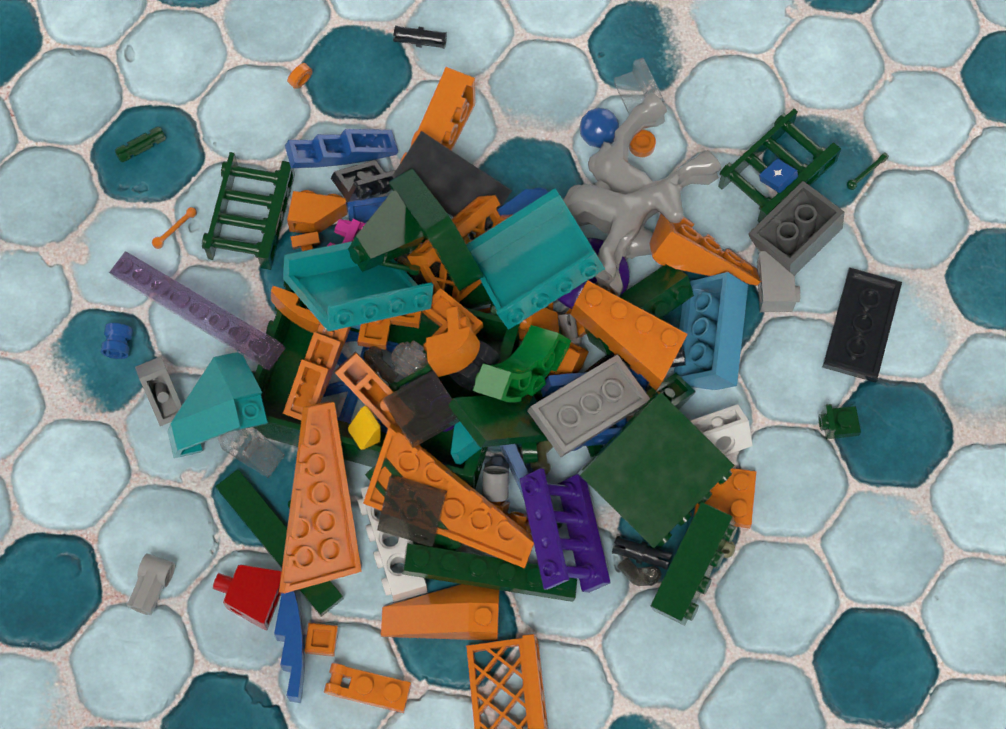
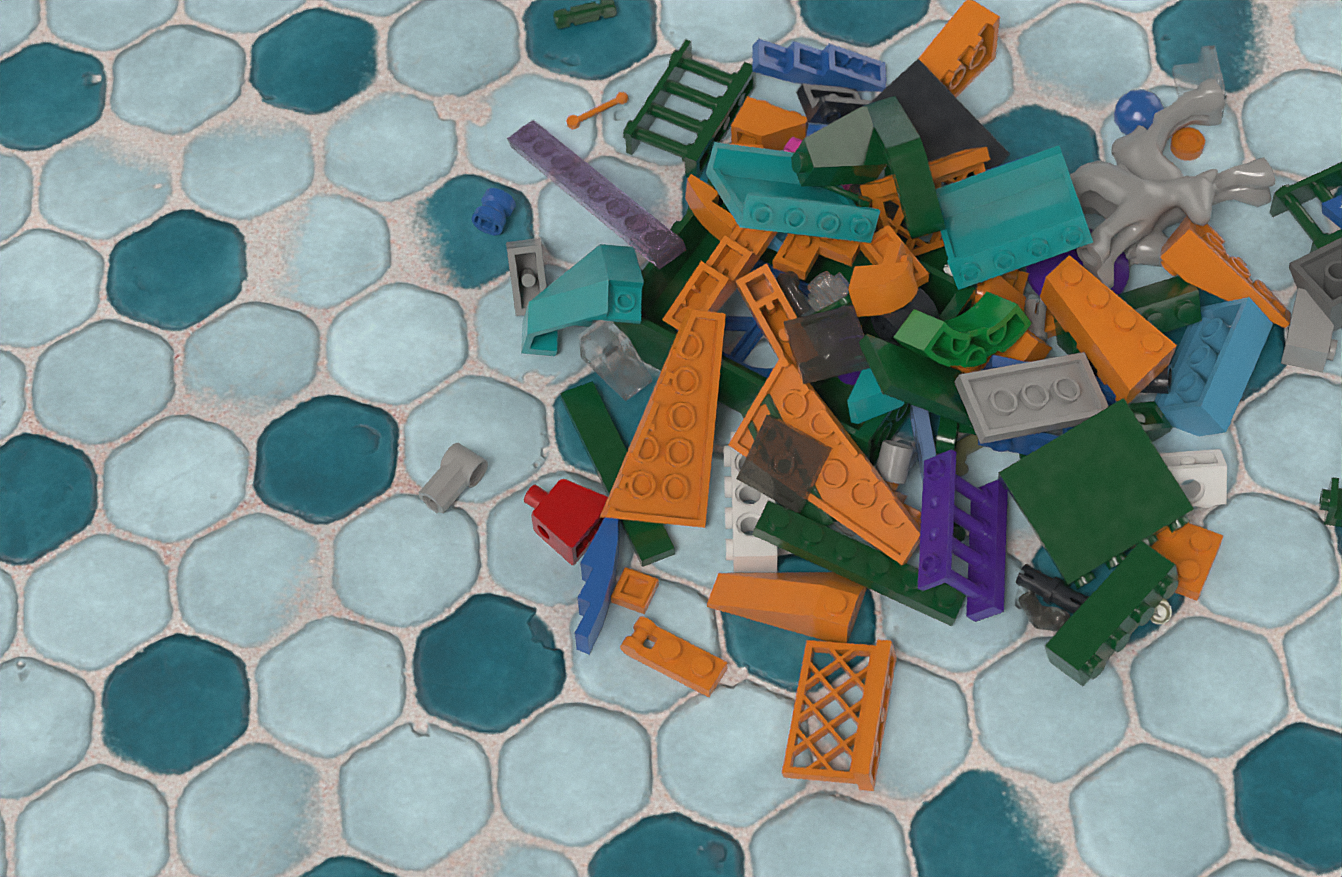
camera: 20 degrees right, 10 degrees down
(365, 428) = (754, 356): yellow slope -> none

